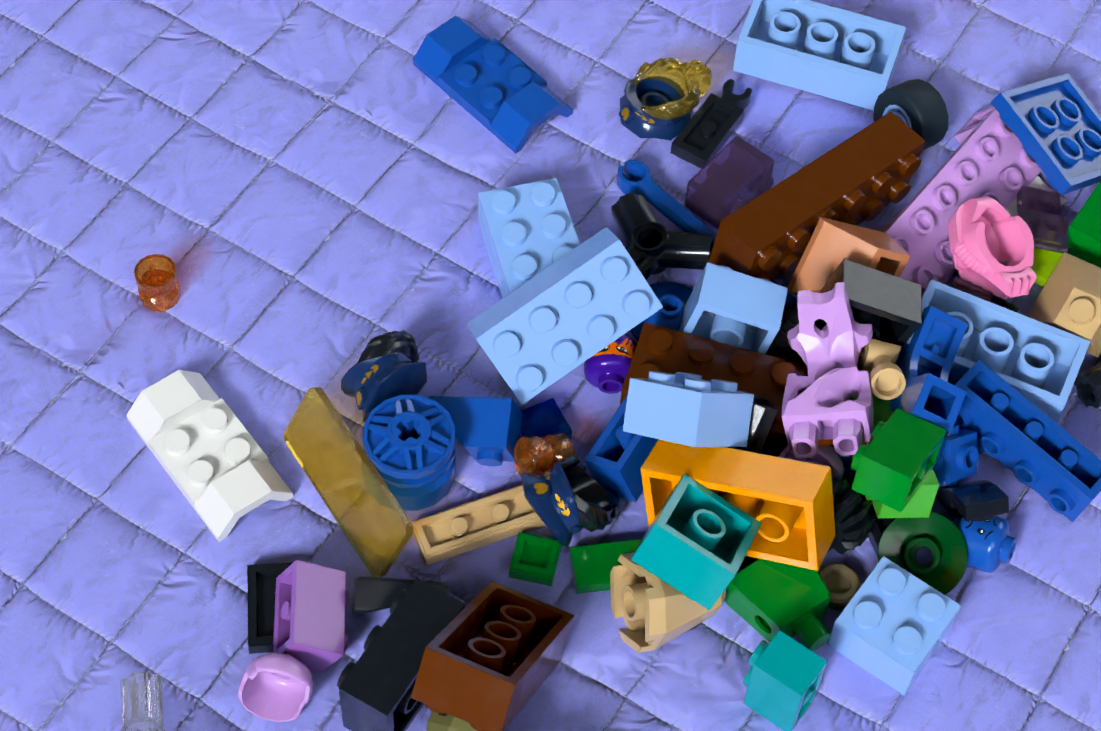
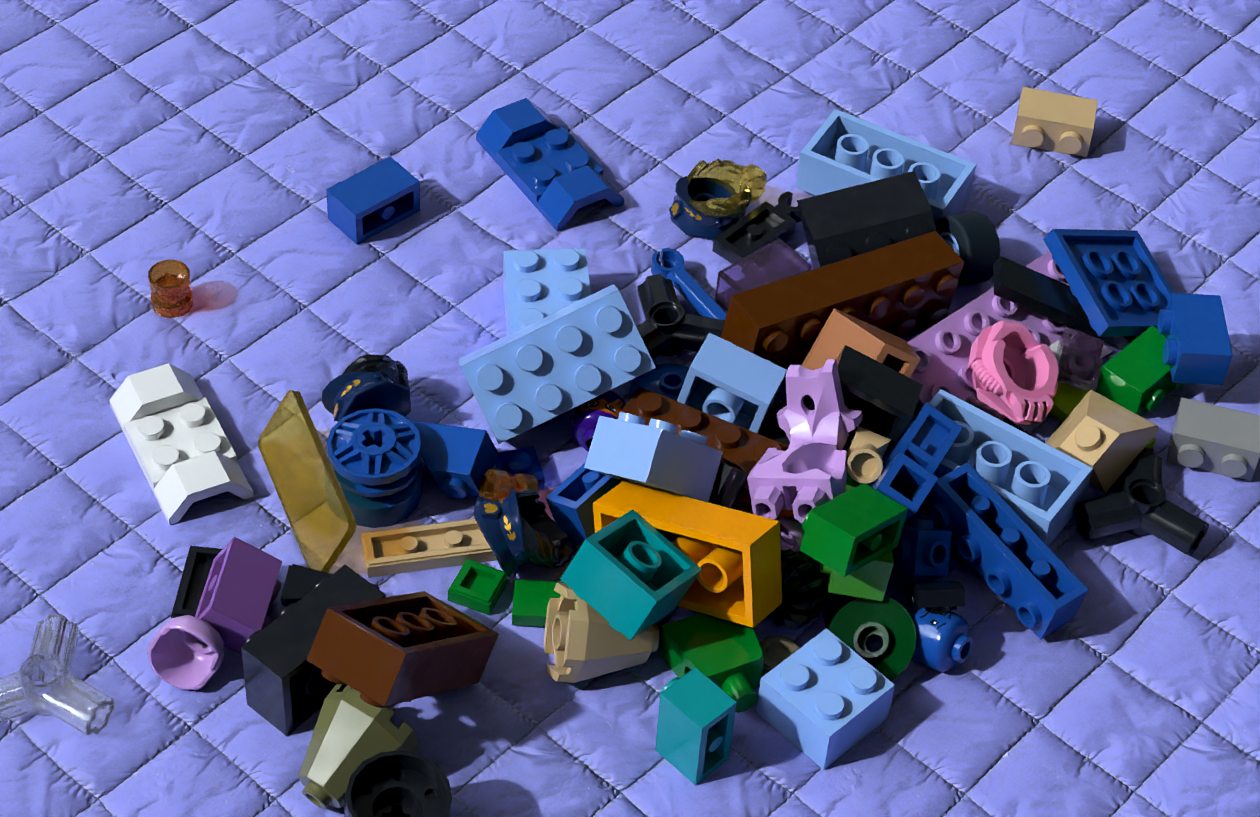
camera: 10 degrees right, 10 degrees down
(332, 150) = (373, 200): none -> blue brick
(817, 109) = (864, 218): none -> black slope
(1002, 161) = (1045, 297): none -> black tile

